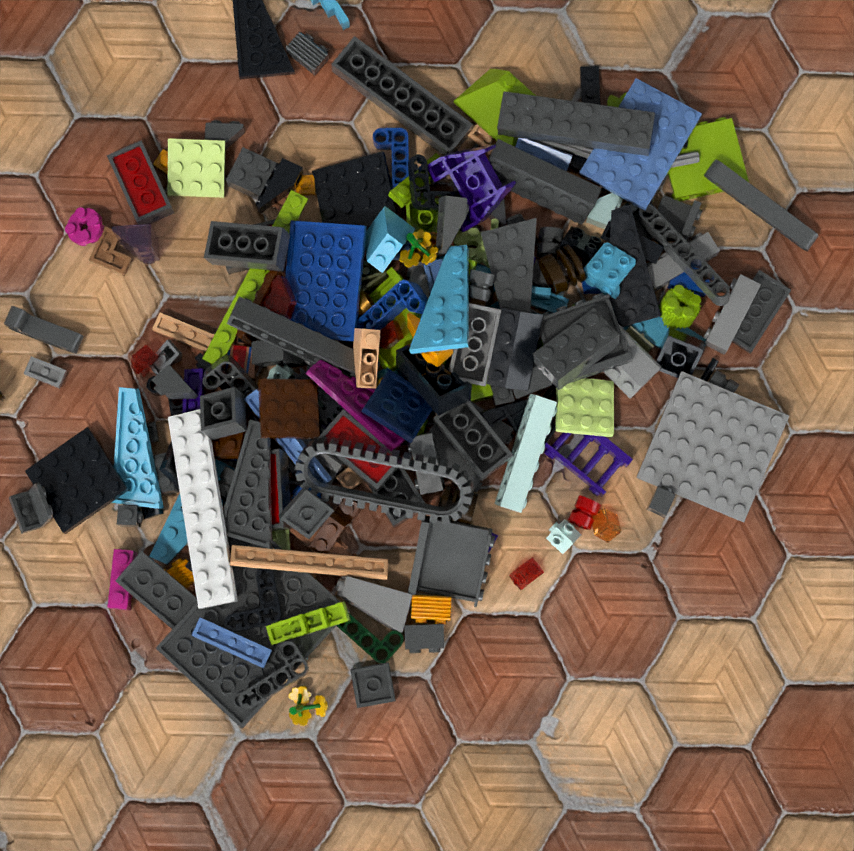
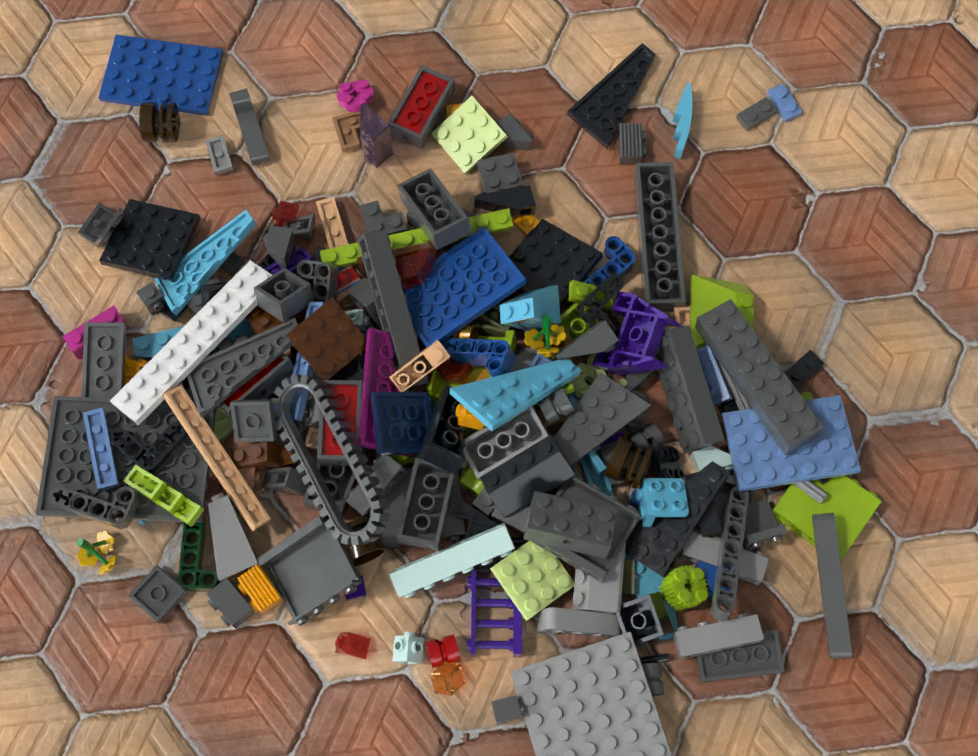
camera: 50 degrees right, 10 degrees down
(216, 299) = (375, 221): none -> dark grey brick
(363, 527) = (284, 480): none -> dark grey slope
(642, 402) = (578, 622): none -> light grey beam

